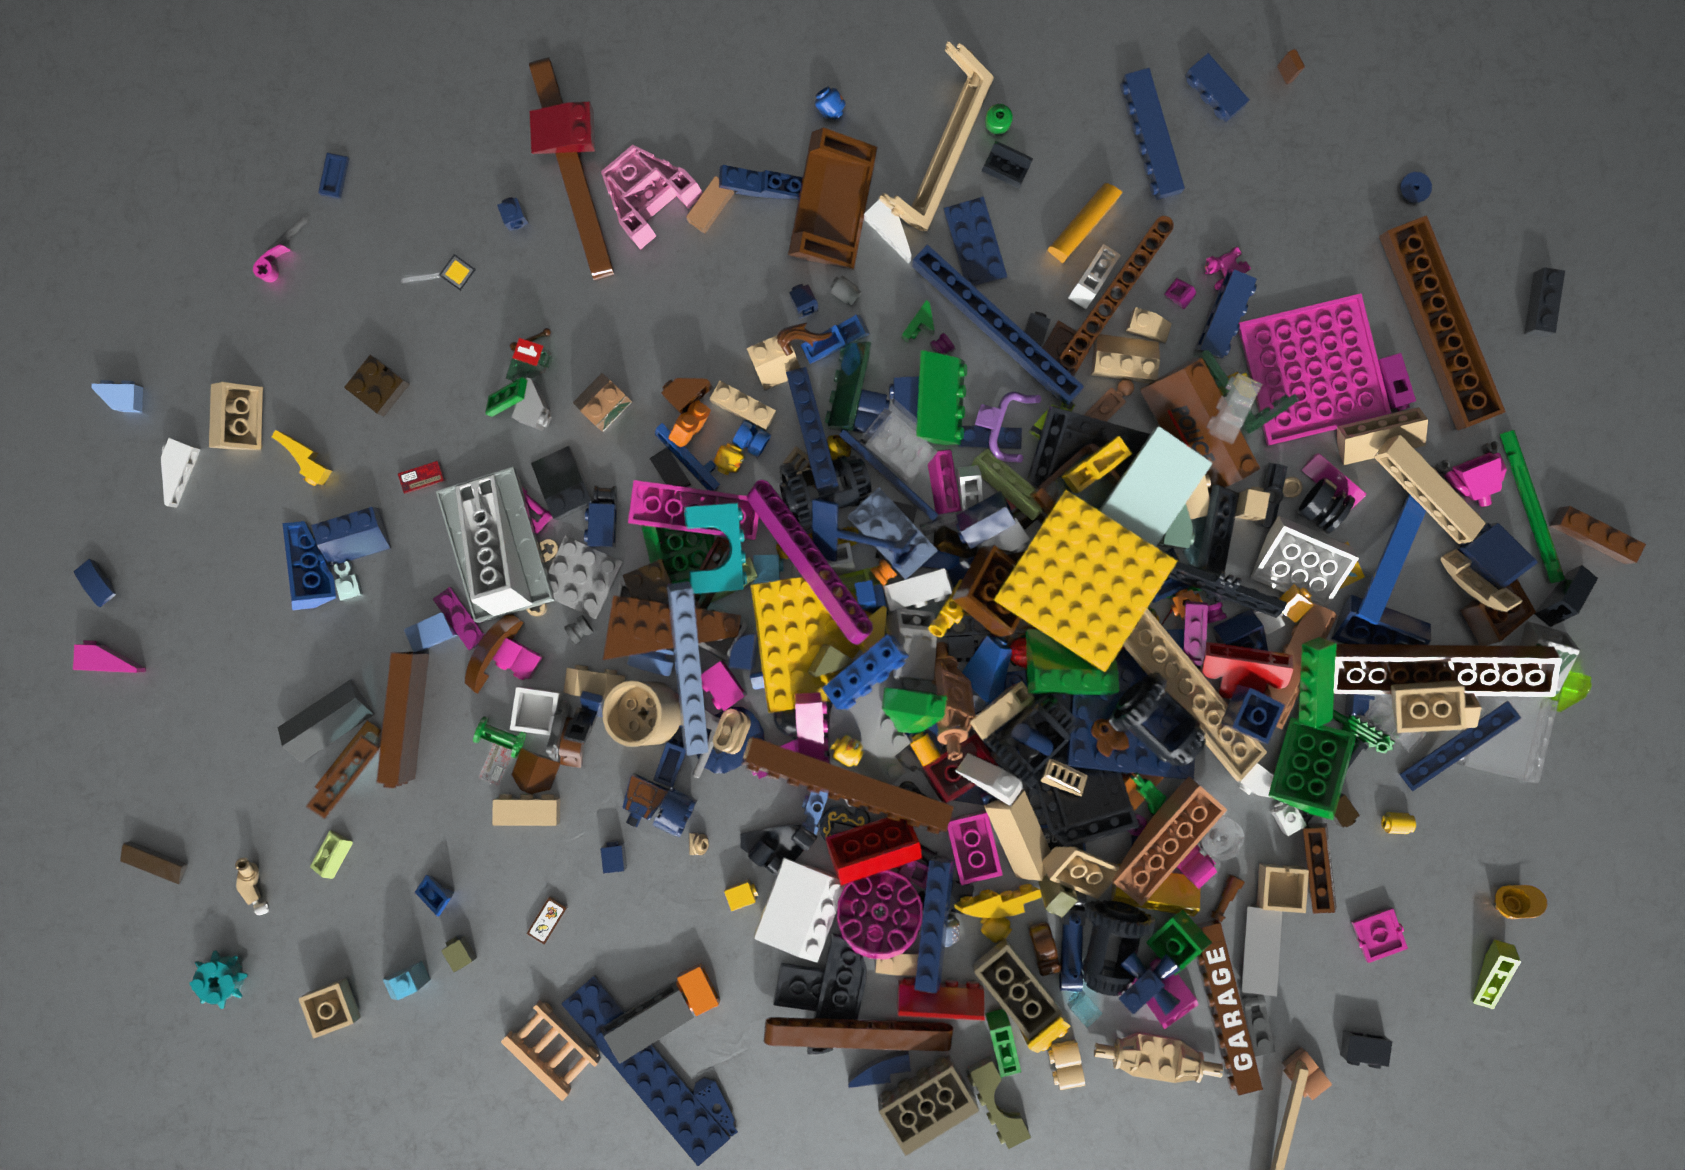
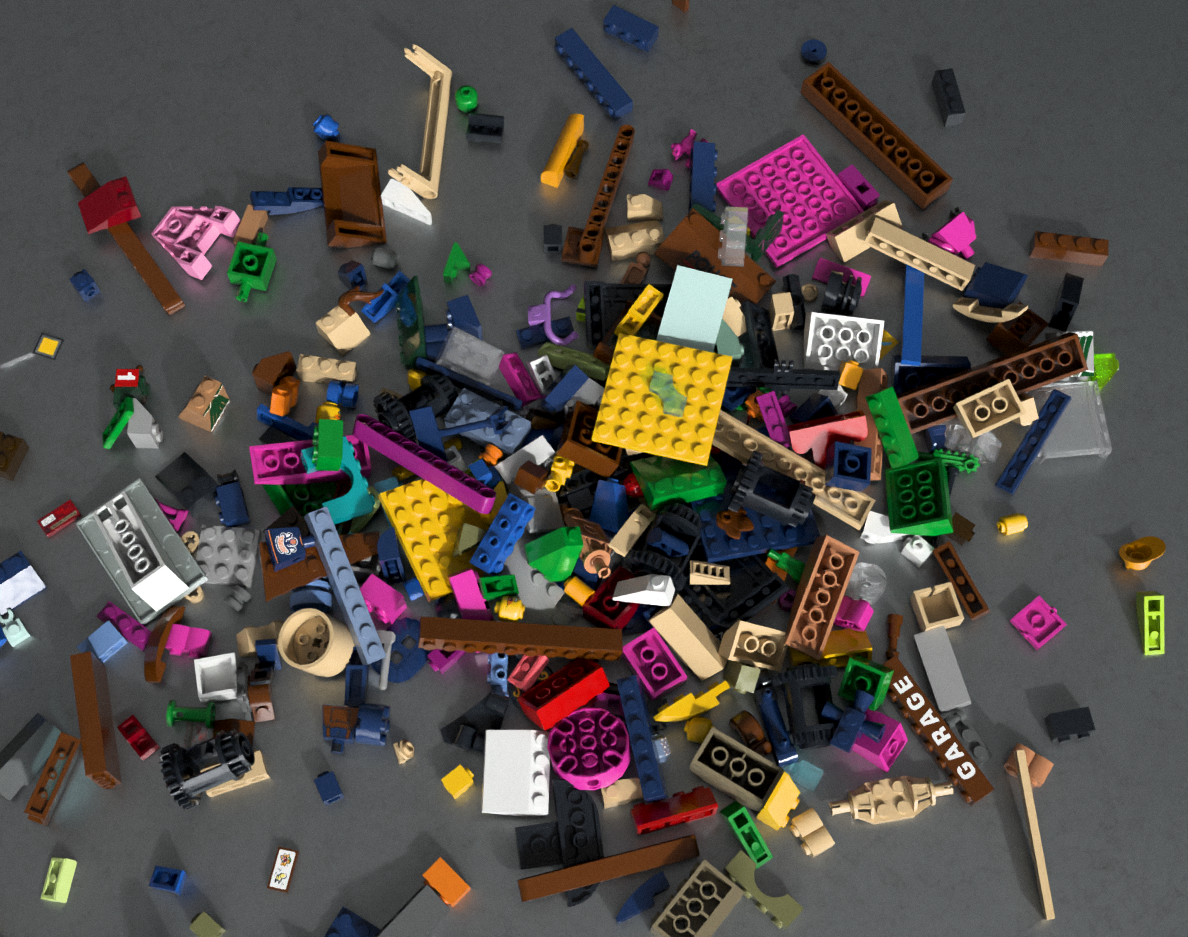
camera: 20 degrees left, 20 degrees down
(442, 739) = (138, 737): none -> dark red slope
(474, 804) = (183, 774): none -> black piece
(640, 613) = (287, 546): none -> dark blue torso
(695, 240) = (251, 266): none -> green brick
(715, 516) = (328, 445): none -> green brick
(731, 731) = (402, 634): tan brick -> none
(812, 431) = (391, 366): dark blue brick -> none
(842, 815) = (527, 671): none -> coral slope
(843, 724) = (498, 586): none -> green slope
(916, 618) = (531, 477): none -> reddish brown brick
(941, 398) = (493, 309): green slope -> none
(975, 242) = (480, 193): dark blue plate -> none
(997, 325) = (519, 242): dark blue brick -> none
(1086, 248) = (572, 169): none -> dark brown piece
(1090, 572) = (663, 386): none -> clear light blue tile
(1094, 276) = (585, 187): white slope -> none
(1532, 506) = (1008, 245): green piece -> none

